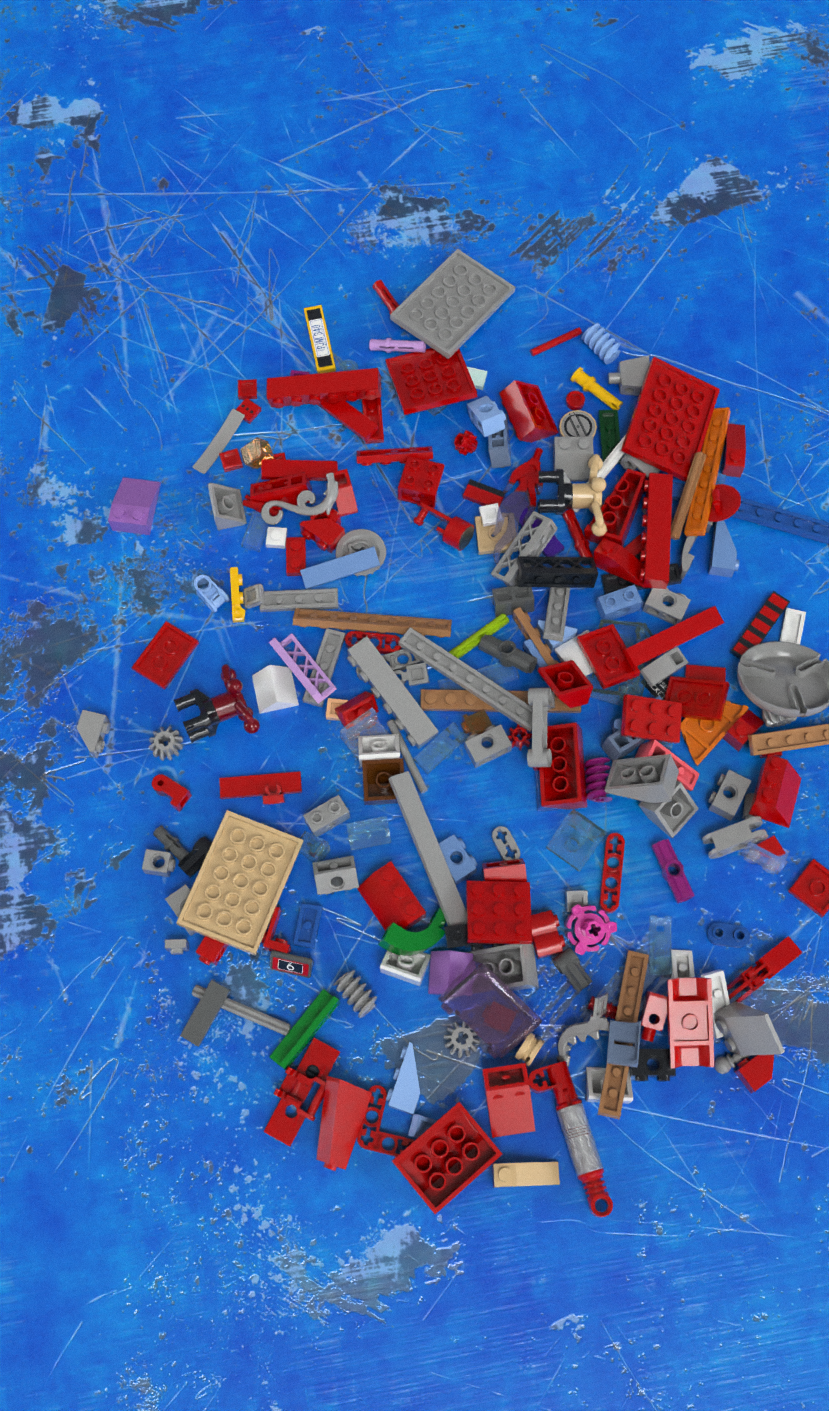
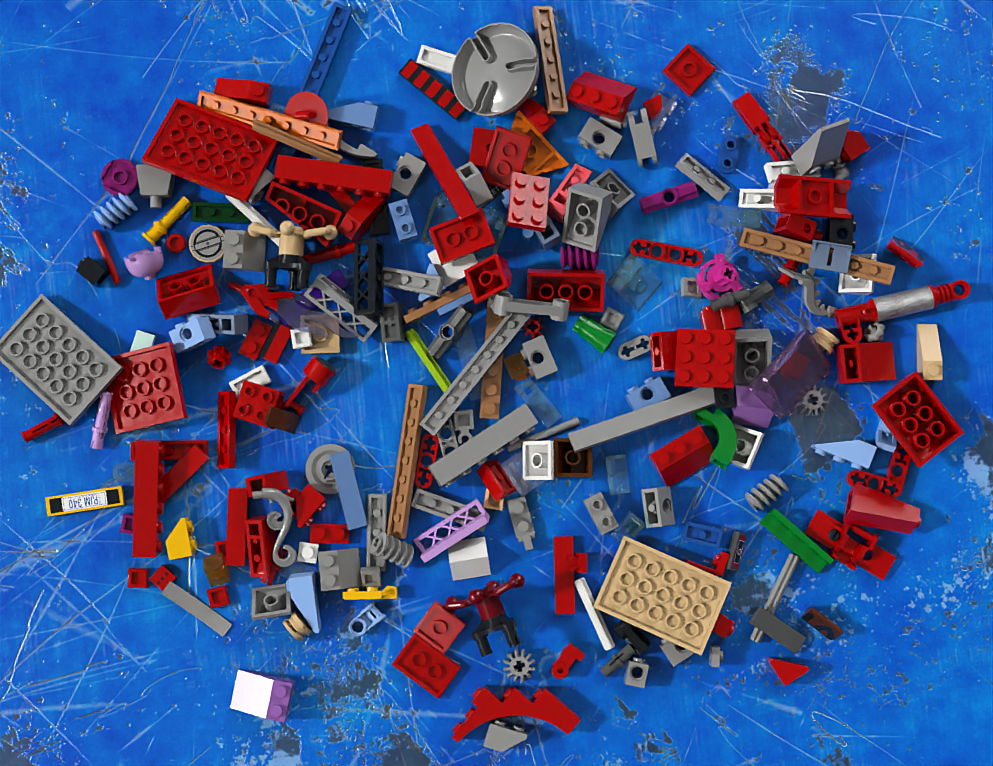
camera: 90 degrees left, 15 degrees up
(123, 768) = (516, 703): none -> red arch
(162, 1024) = (786, 670): none -> red slope
(203, 529) = (297, 626): none -> tan wheel
(204, 664) = (439, 627): none -> red plate
(214, 1064) = (821, 623): none -> copper slope
(216, 819) = (594, 614): none -> white axle
(232, 534) = (304, 594): none -> light blue slope
(260, 564) = (339, 569): none -> light grey slope
(282, 611) = (393, 549): none -> light grey piece
(284, 422) = (180, 541): none -> yellow slope
(315, 739) = (521, 521): none -> light grey hinge
(407, 501) = (281, 419): none -> copper slope
(449, 481) = (258, 376): none -> white tile
(486, 475) = (255, 339): none -> red plate
(517, 801) = (594, 333): none -> green plant
(534, 820) = (611, 319): none -> light grey tile
(540, 328) = (92, 271): none -> black brick
(543, 1109) = (874, 332): none -> light grey piece
(552, 372) = (145, 263): none -> lavender cylinder
(566, 937) = (729, 299): none -> dark grey pin
(635, 345) = (120, 177): none -> magenta tile
(639, 1143) = (905, 252): none -> red slope
(700, 907) = (702, 177): none -> light grey plate

